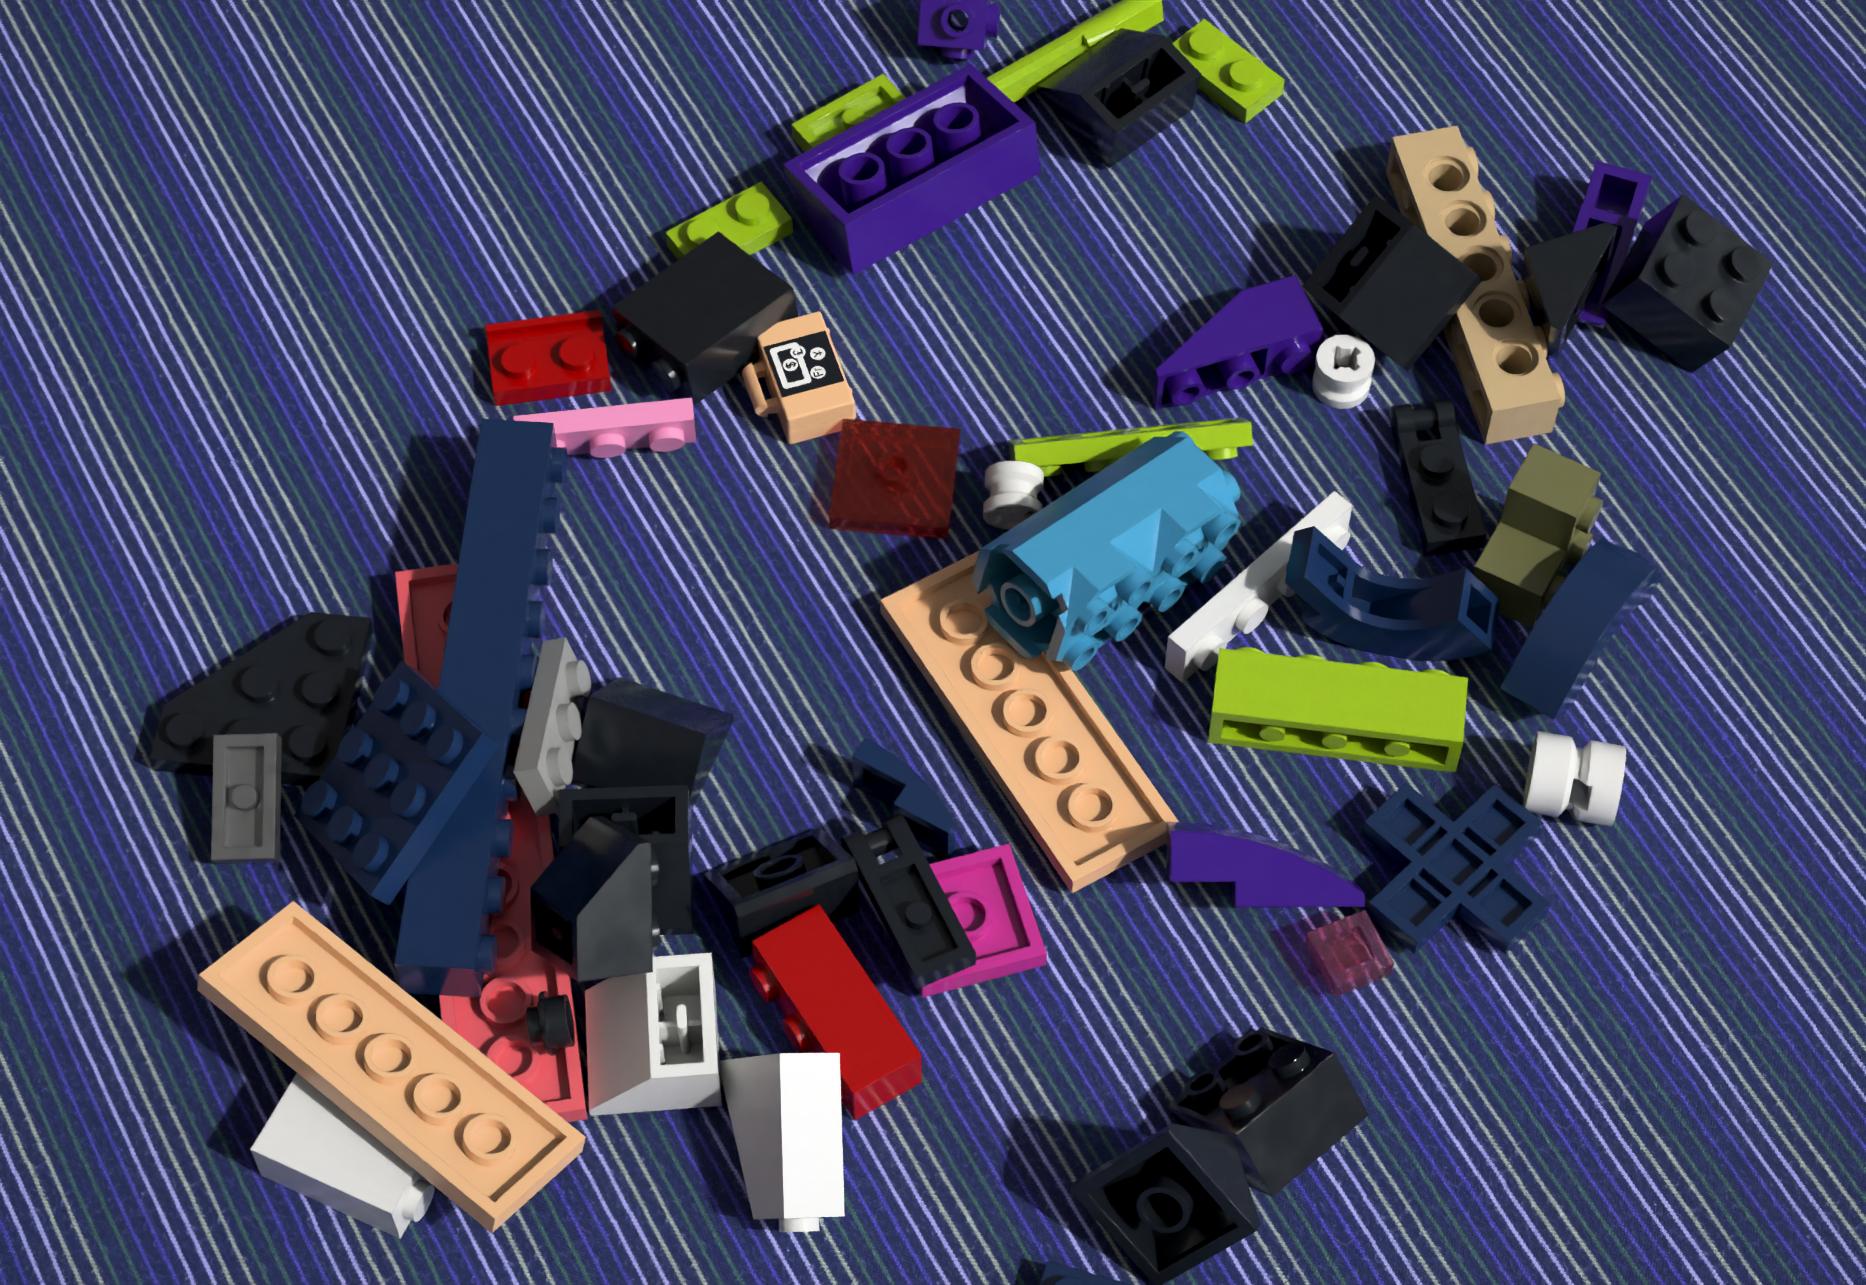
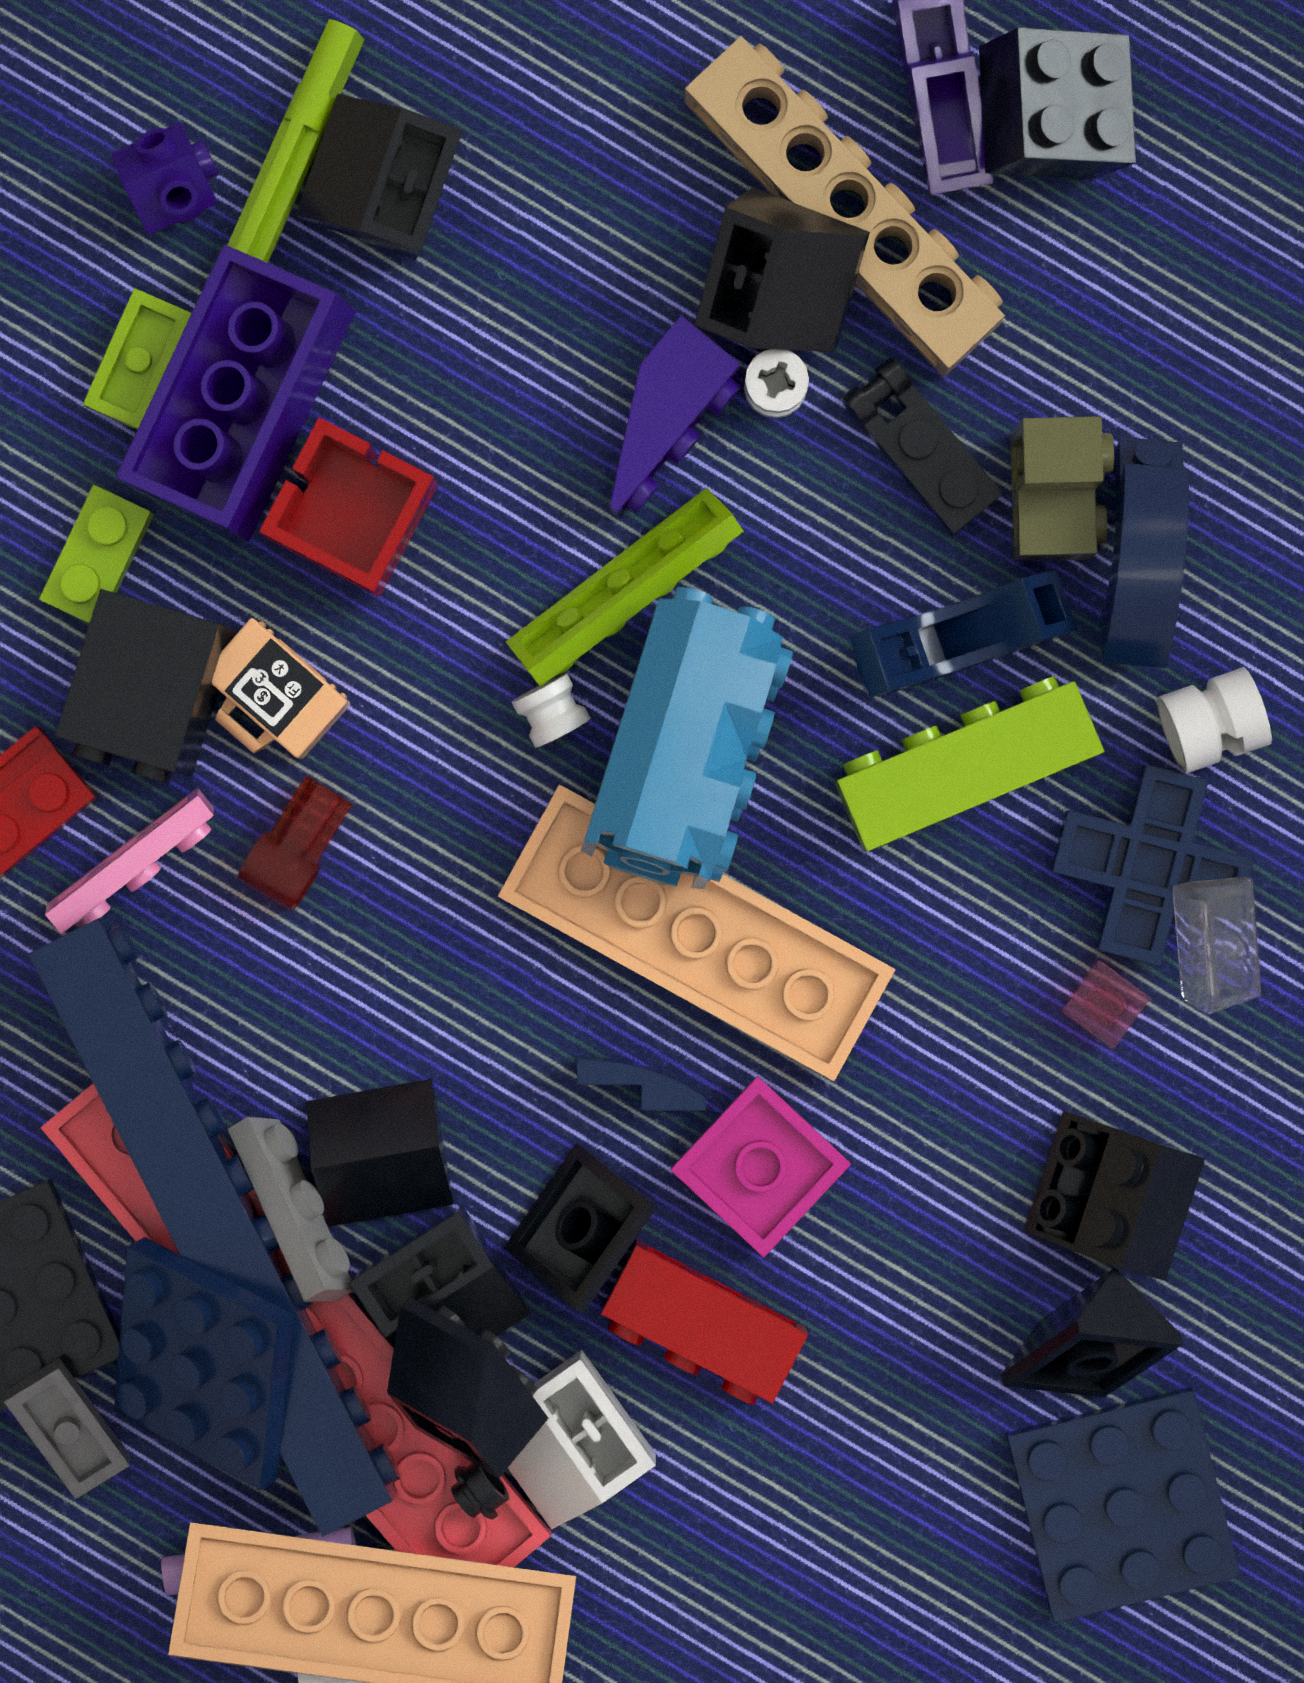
camera: 30 degrees left, 30 degrees up
(729, 494) = (289, 856): none -> clear red piece
(788, 1135) = (734, 1463): white slope -> none
(895, 478) = (425, 745): clear red plate -> none
(910, 902) = (711, 1196): black plate -> none
(949, 293) = (352, 513): none -> red piece
(1229, 71) = (461, 71): lime plate -> none
(1248, 596) = (825, 704): white plate -> none
(1257, 867) = (989, 976): dark purple slope -> none
(1481, 951) = (1217, 942): none -> clear slope
(1562, 278) = (949, 185): black slope -> none

